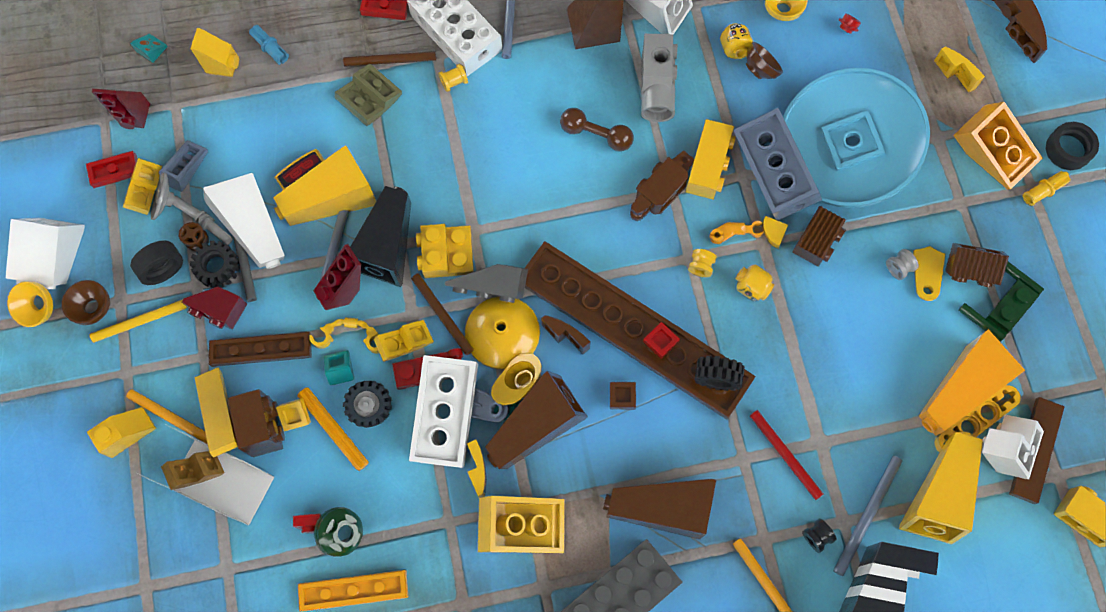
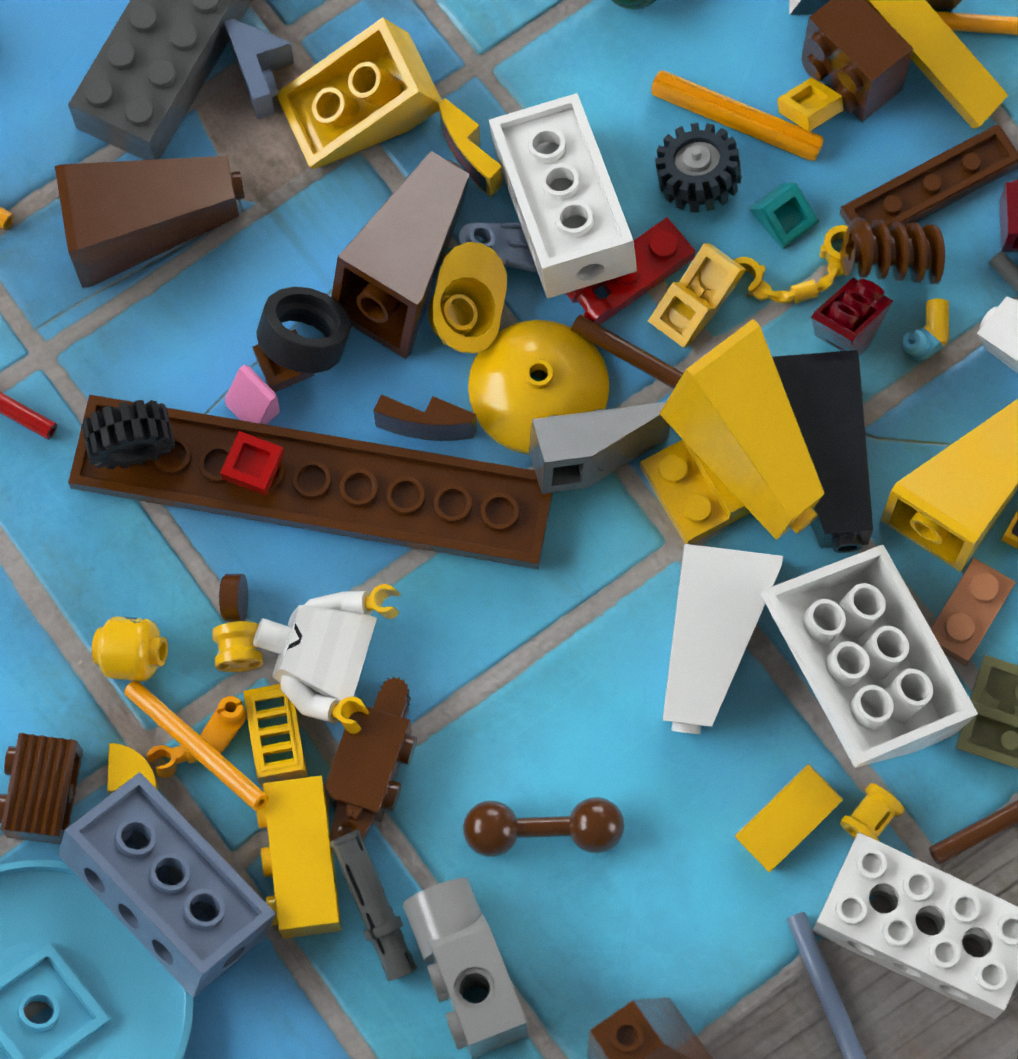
camera: 155 degrees right, 0 degrees up
(299, 314) = (893, 247): none -> reddish brown piece
(303, 274) = (933, 335): none -> arm
(335, 240) = (905, 391): sand blue piece -> none
(365, 143) = (971, 610): none -> nougat plate
(418, 246) = (745, 431): none -> yellow slope
(419, 128) = (870, 657): none -> white slope
(473, 181) = (712, 628): none -> white slope
(484, 90) = (789, 817): none -> yellow slope
(568, 577) = (256, 56): none -> sand blue slope
(589, 407) = (296, 351): none -> black tyre
(646, 383) = (251, 398): none -> bright pink slope
(663, 238) = (326, 651): none -> torso
(686, 117) = (376, 912): none -> dark grey pin
(695, 287) = (233, 597): none -> reddish brown tile
(703, 204) = (283, 769): none -> yellow slope
(739, 222) = (196, 745): none -> light orange piece

